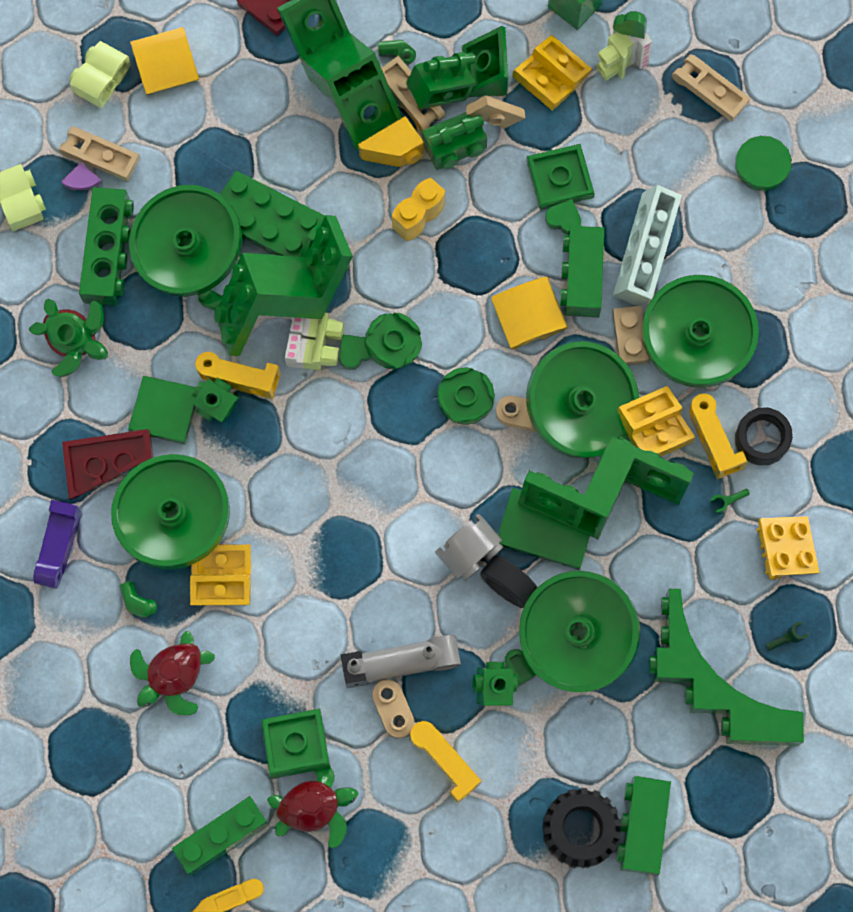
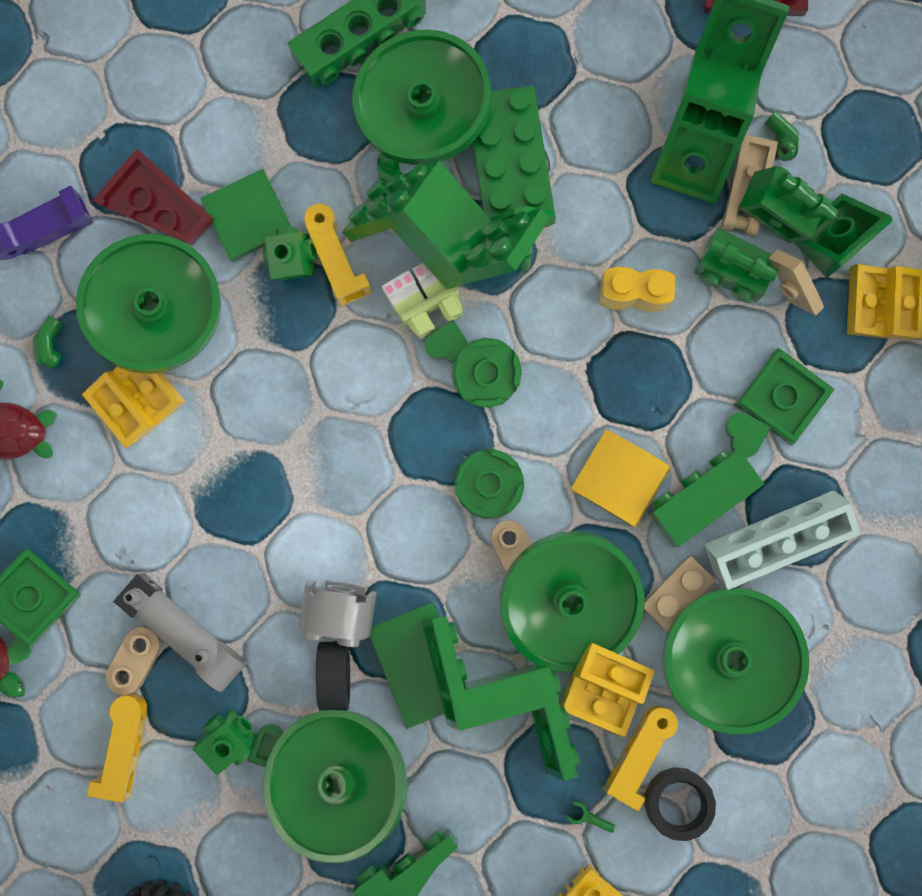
camera: 45 degrees right, 10 degrees up
(71, 335) = (245, 71): green animal -> none
(393, 145) = (682, 212): yellow slope -> none

